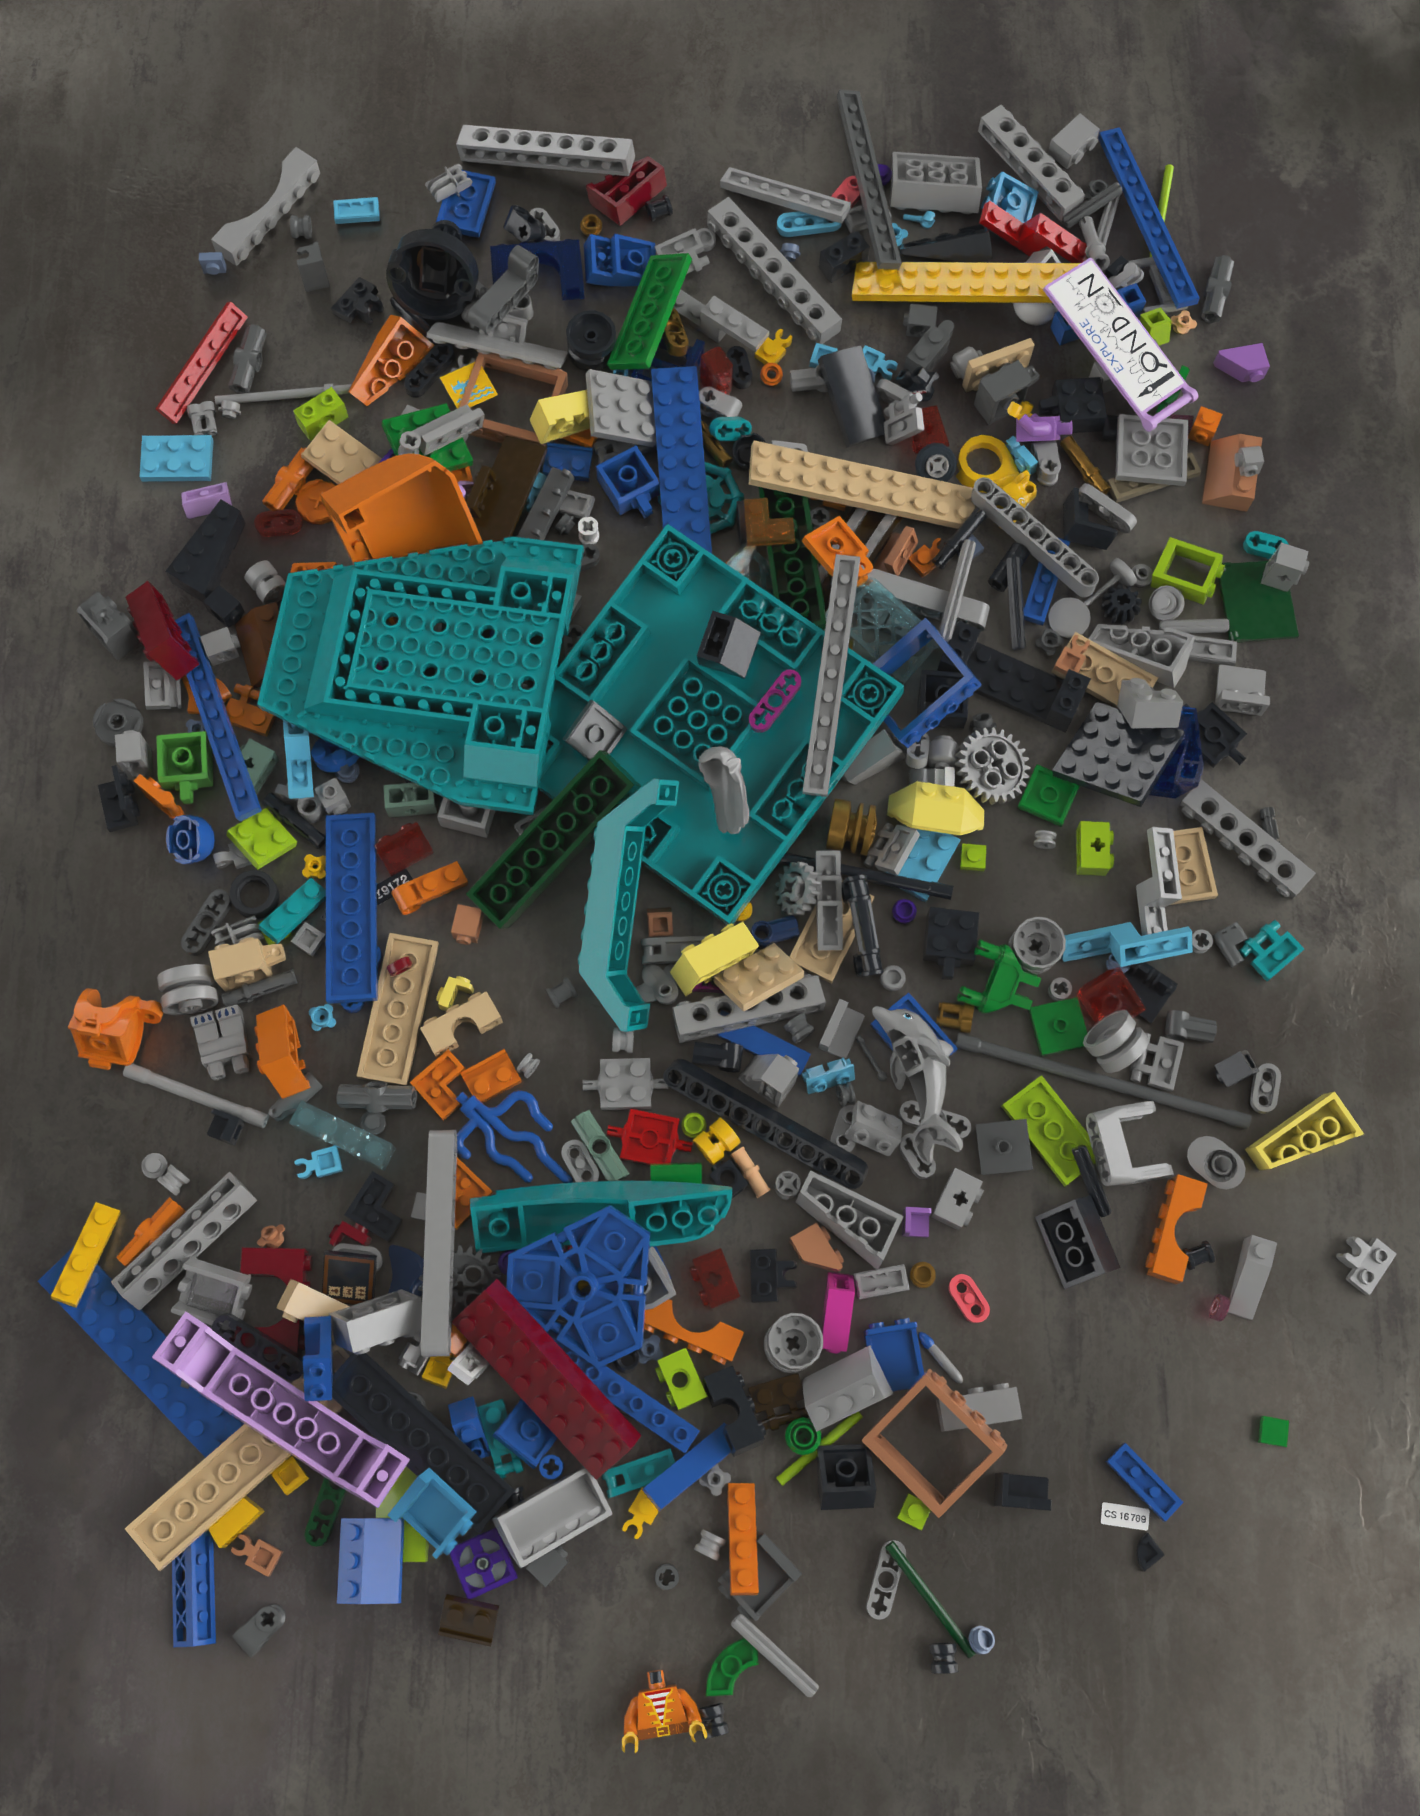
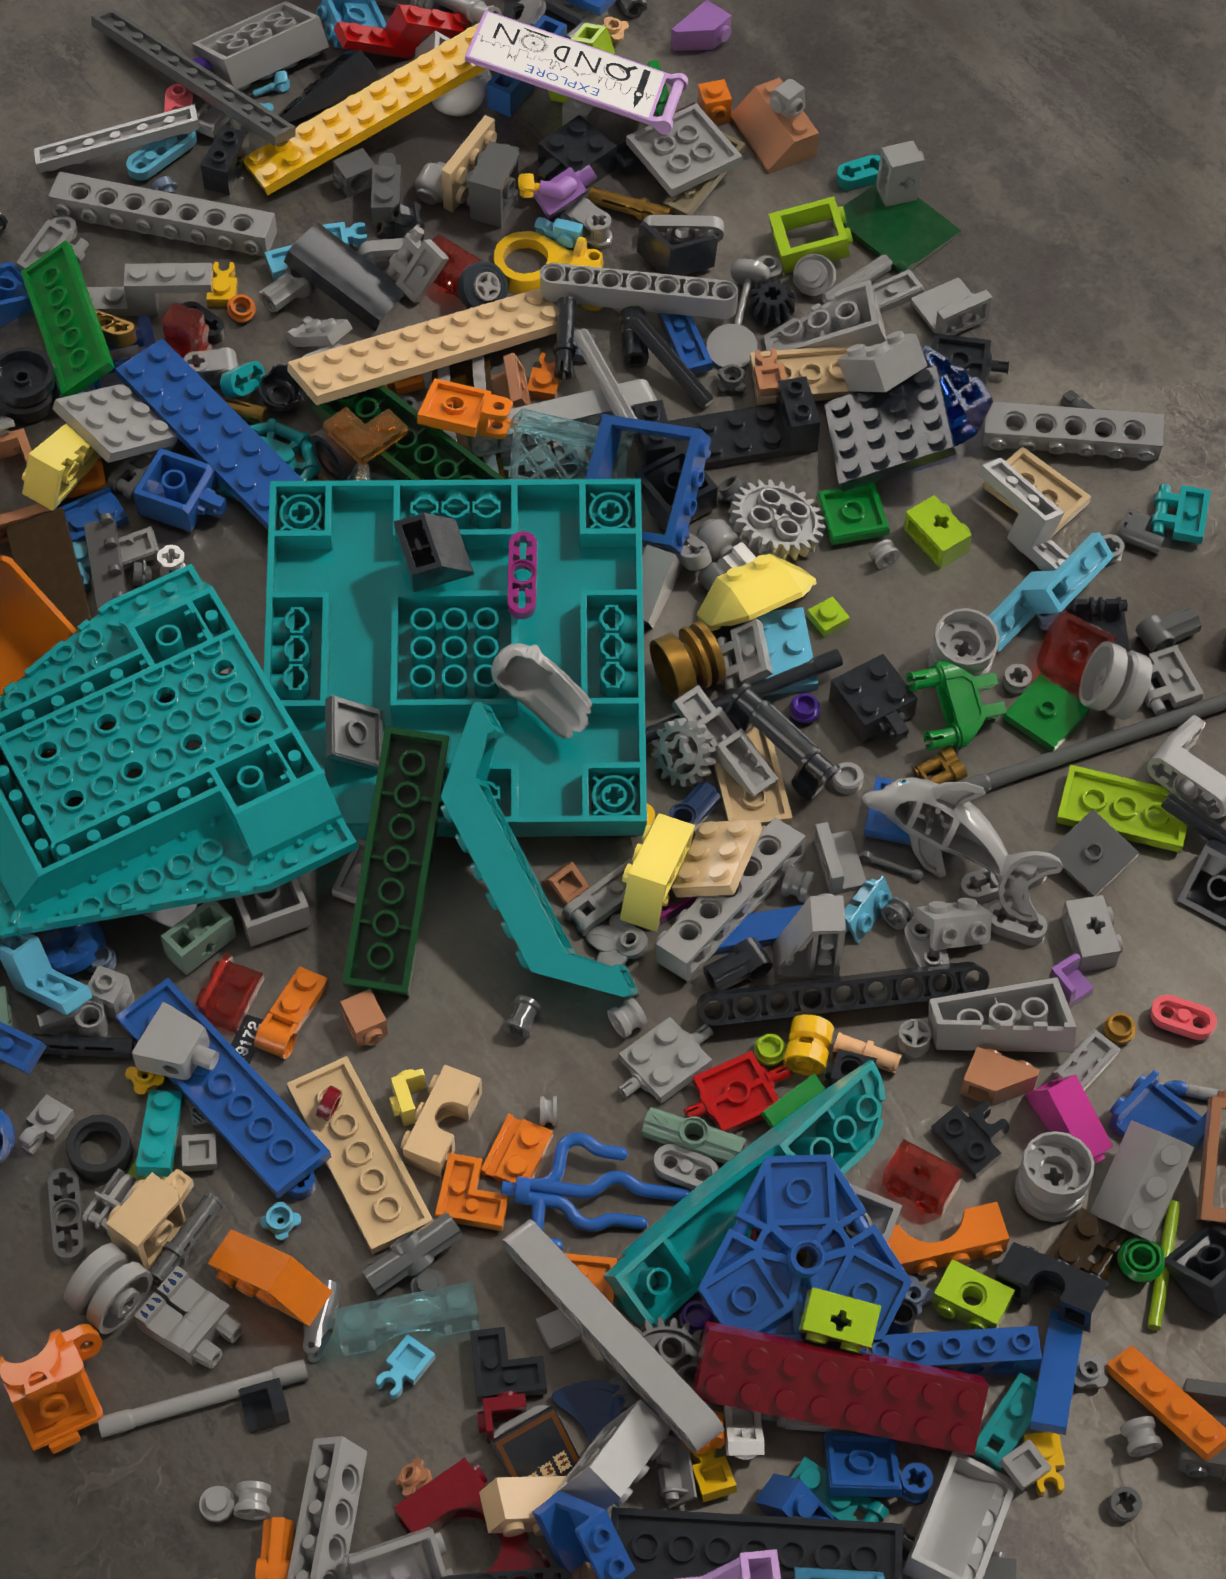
camera: 35 degrees left, 15 degrees down
(261, 838) = (61, 1086): lime plate -> none
(338, 862) = (174, 1045): none -> light grey torso
(569, 1326) = (859, 1315): none -> lime brick
(622, 1509) = (1025, 1465): none -> light grey plate
(802, 426) = (318, 332): none -> light grey plate
(831, 675) = (562, 514): light grey plate -> none

